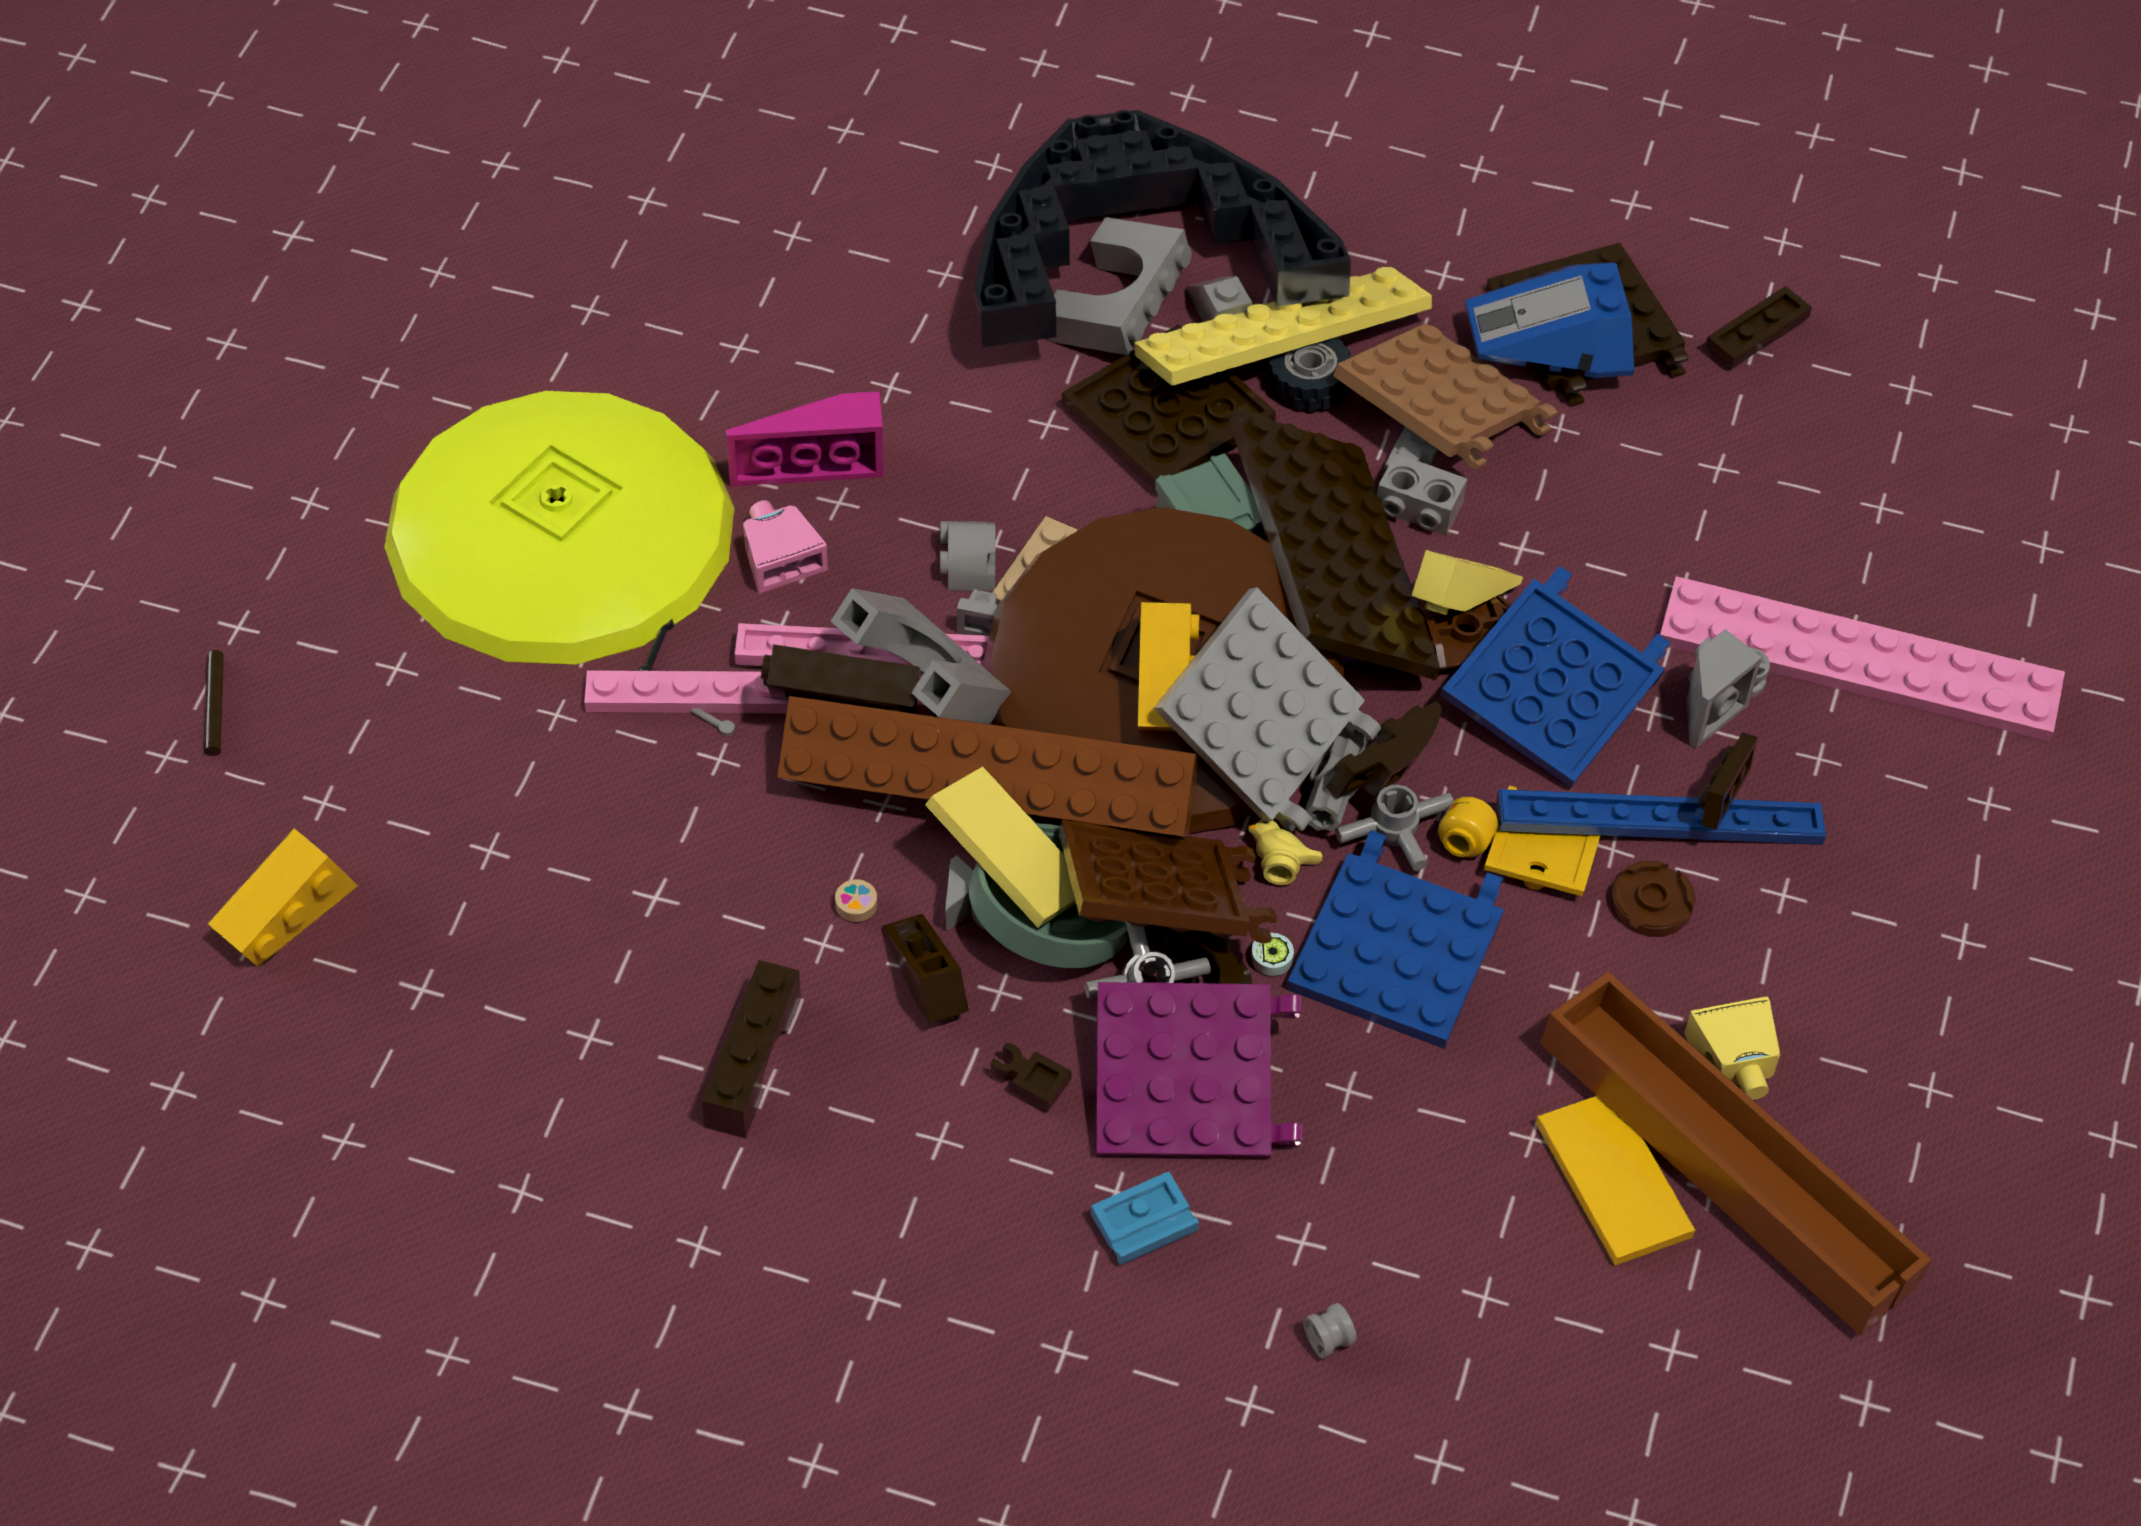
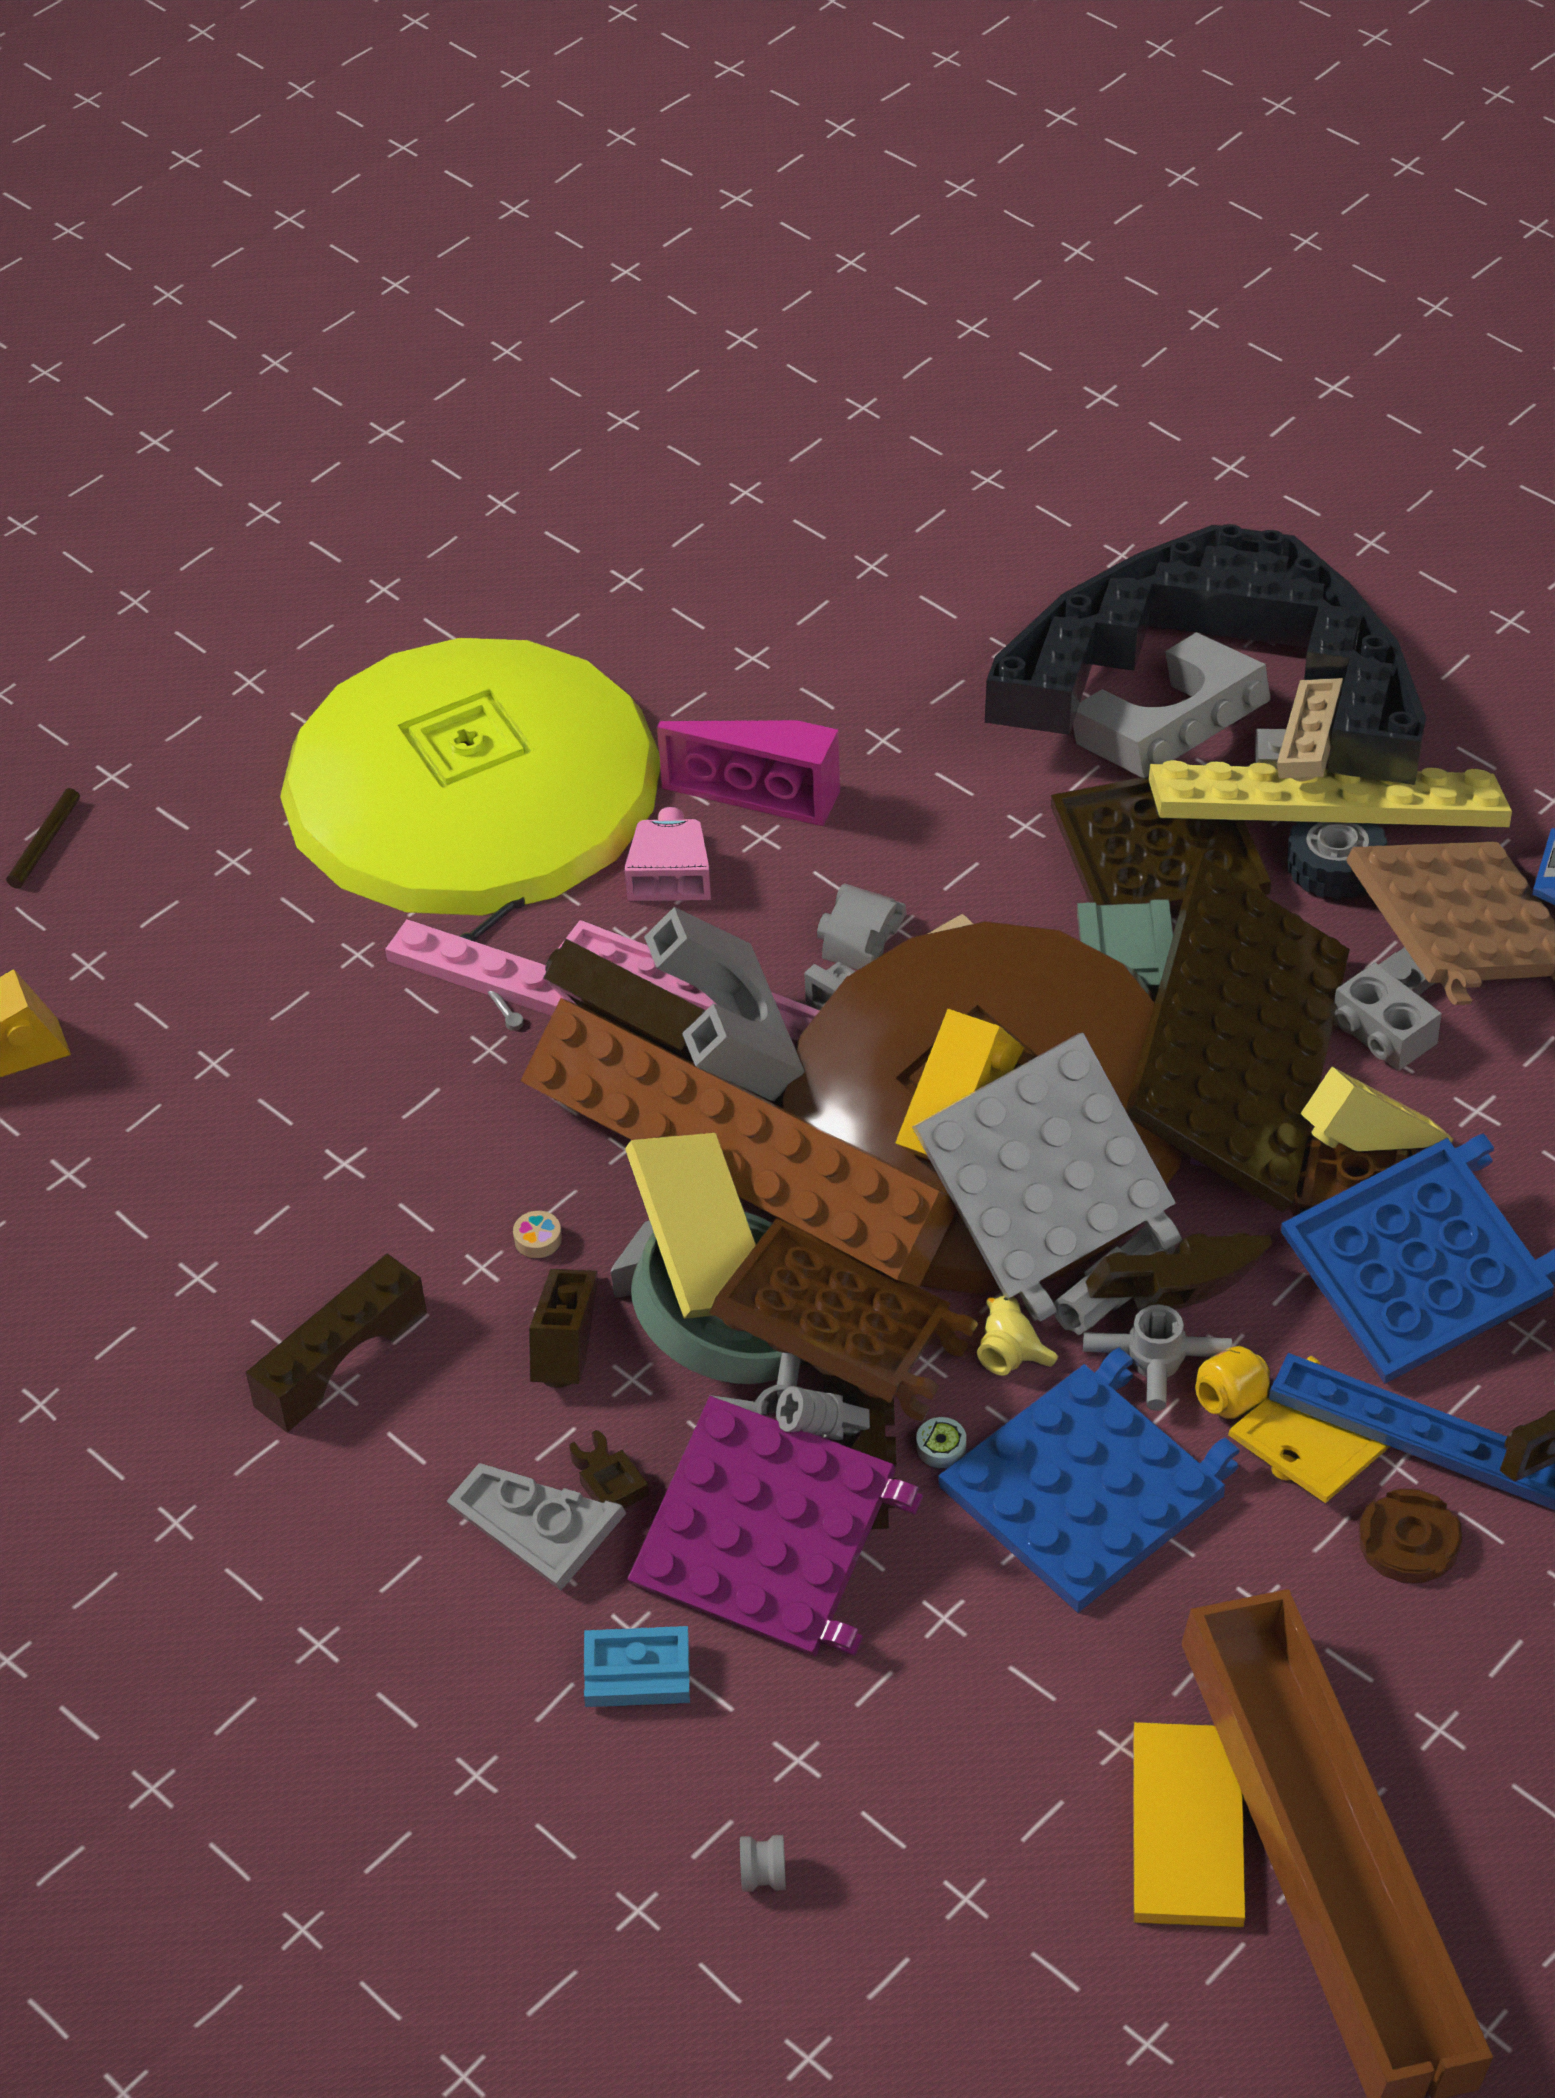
camera: 30 degrees right, 5 degrees down
(1000, 1135) = (535, 1523): none -> light grey wing
(1188, 965) = (819, 1414): none -> light grey hinge
(1251, 274) = (1310, 729): none -> tan plate
(1738, 1042) = (1412, 1729): light yellow torso -> none

